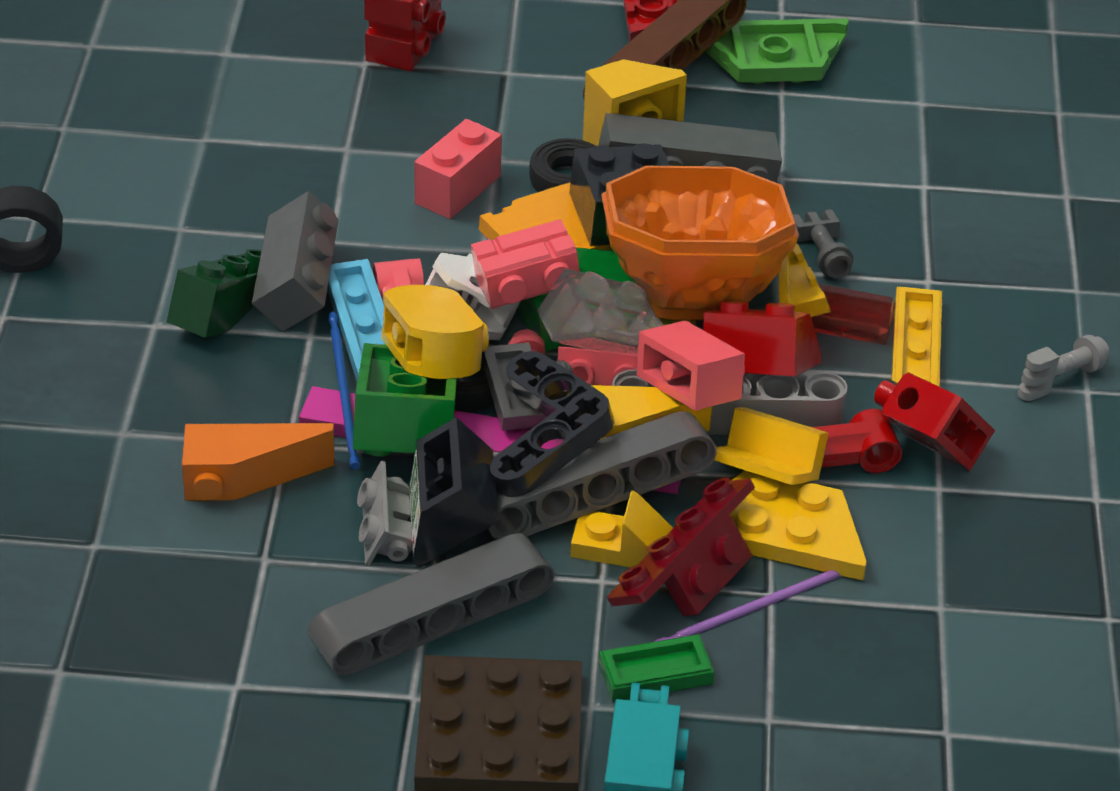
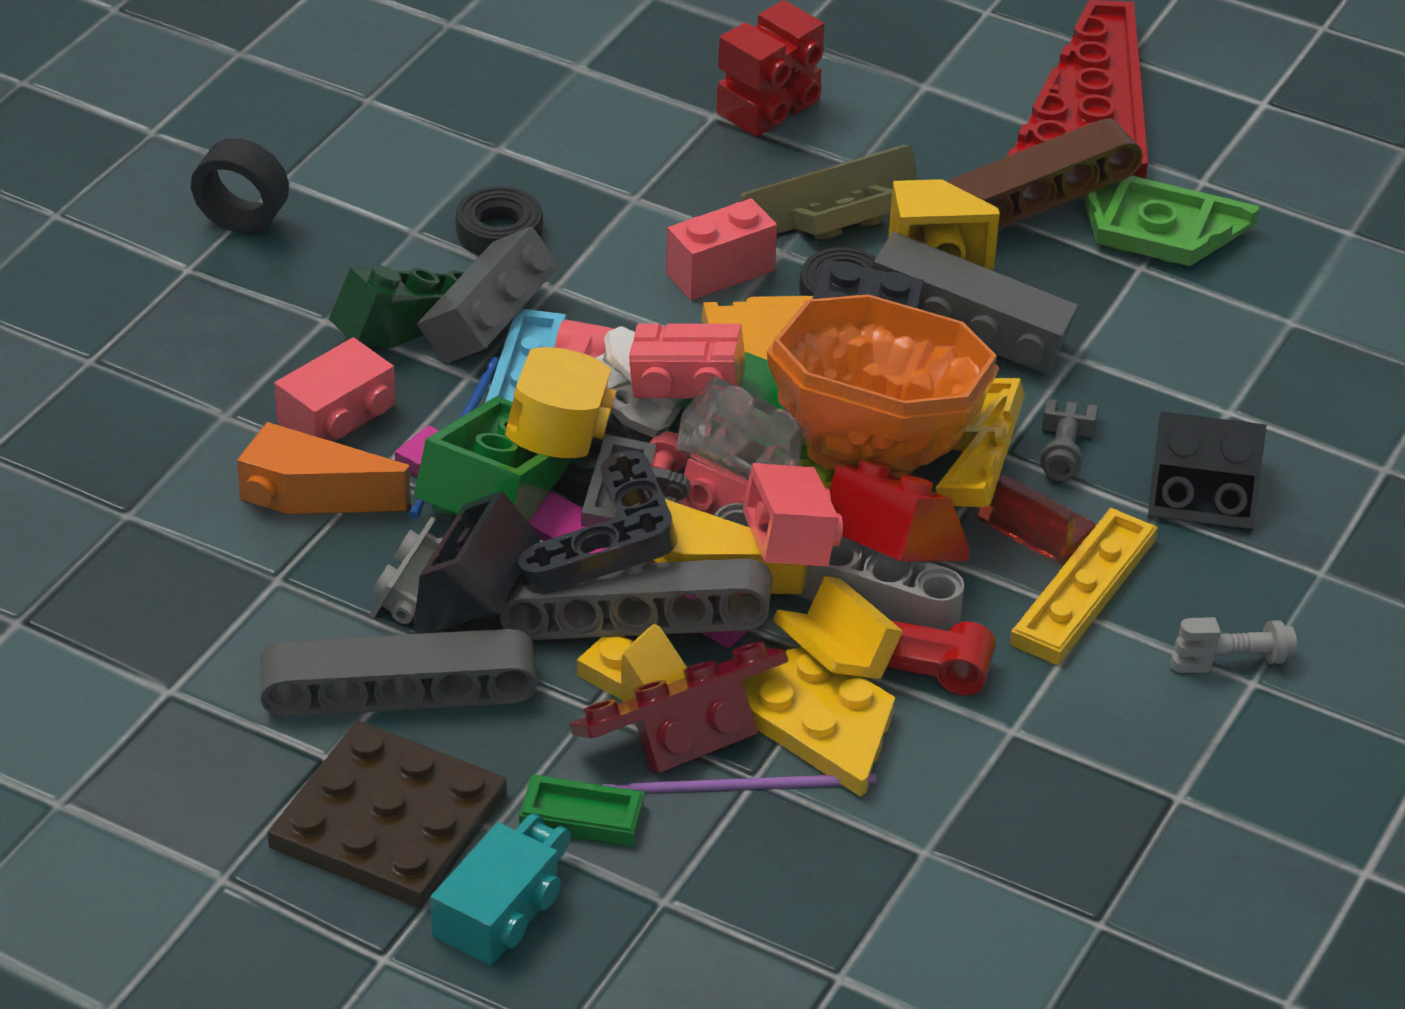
camera: 25 degrees right, 0 degrees up
(217, 381) = (336, 392): none -> coral brick
(249, 181) = (490, 203): none -> black tyre
(523, 97) = (838, 194): none -> olive bracket
(934, 418) = (1018, 639): red torso -> none
(950, 234) = (1206, 470): none -> black slope

